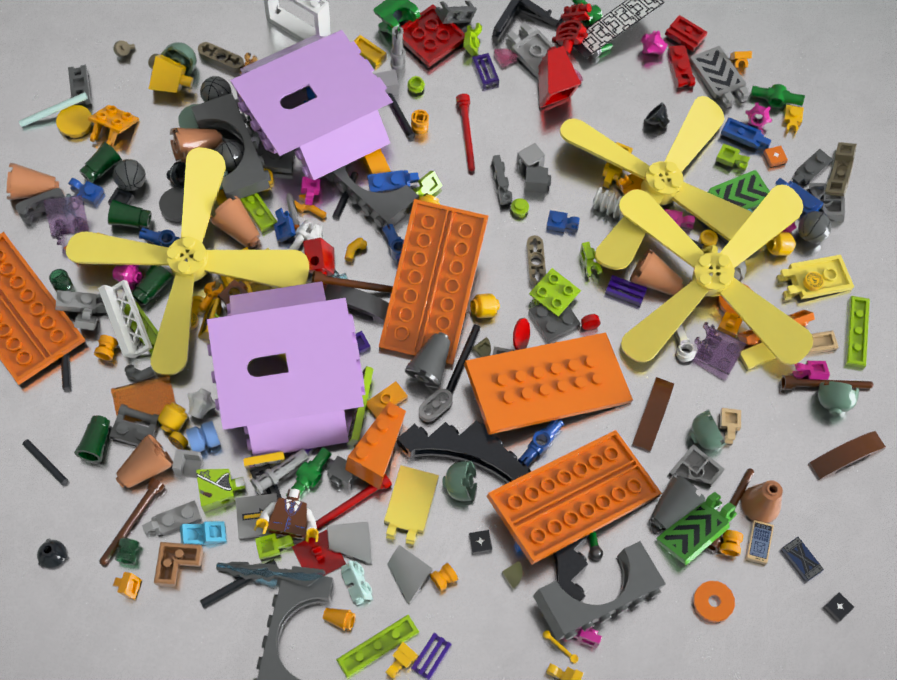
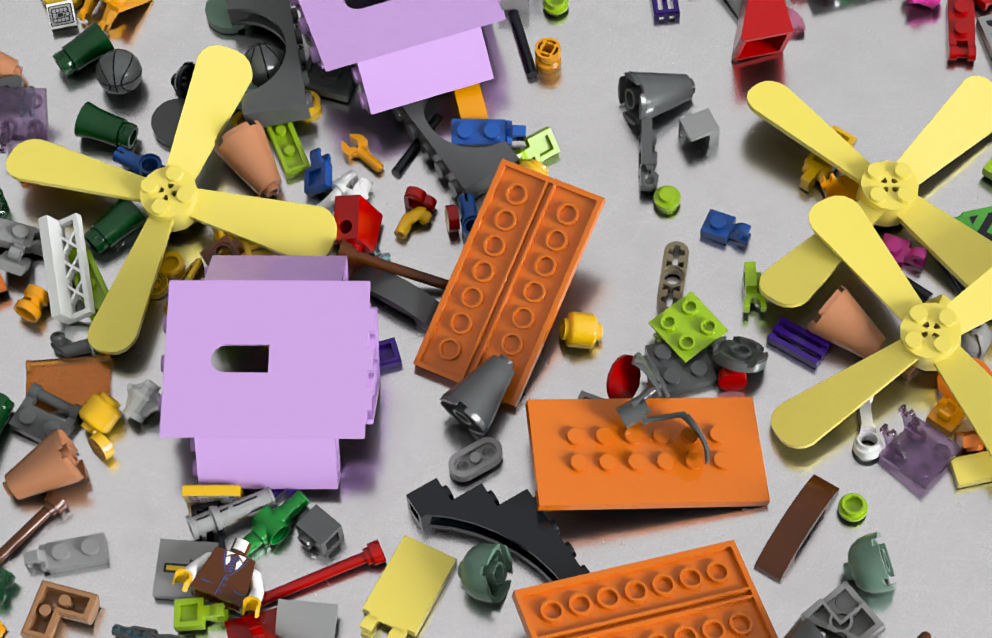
camera: 20 degrees right, 5 degrees down
(78, 140) = (61, 15): none -> tile
(89, 191) = (59, 87): blue plate -> none
(121, 196) = (104, 100): black tile -> none
(129, 273) = (86, 205): dark pink rock -> none
(187, 462) = (105, 479): light grey panel -> none
(190, 138) = (214, 31): nougat cone -> none
(202, 437) = (135, 447): medium blue wheel -> none
(203, 534) = (107, 582): medium azure slope -> none
(210, 294) = (193, 246): light orange bar -> none
(217, 487) = (138, 521): lime torso -> none
(292, 210) = (336, 154): light grey piece -> none
(310, 188) = (366, 127): dark pink plate -> none
(355, 232) = (417, 197): none -> red tile
(358, 413) = (365, 444): lime tile -> none
(374, 450) = (373, 500): orange wedge -> none
(381, 242) = (452, 218): none -> red tile
(392, 393) = (406, 441): light orange plate -> none
(463, 103) = (618, 38): red piece -> none
(463, 357) = (537, 393): black bar -> none
(482, 349) = (564, 389): olive tile -> none
(495, 138) = (652, 93): none -> dark grey cone
(537, 179) = (701, 162): dark grey brick -> none
(539, 354) = (637, 408): none -> dark grey plant
(545, 434) = (607, 547): blue pin -> none
(592, 305) = (739, 354): none -> dark grey tile
(607, 202) = (795, 210): white piece -> none
(658, 116) = (907, 97): black piece -> none
(685, 394) = (852, 507): none -> lime plate
(708, 238) = (943, 284): yellow tile -> none
(730, 420) = (911, 558): tan plate -> none

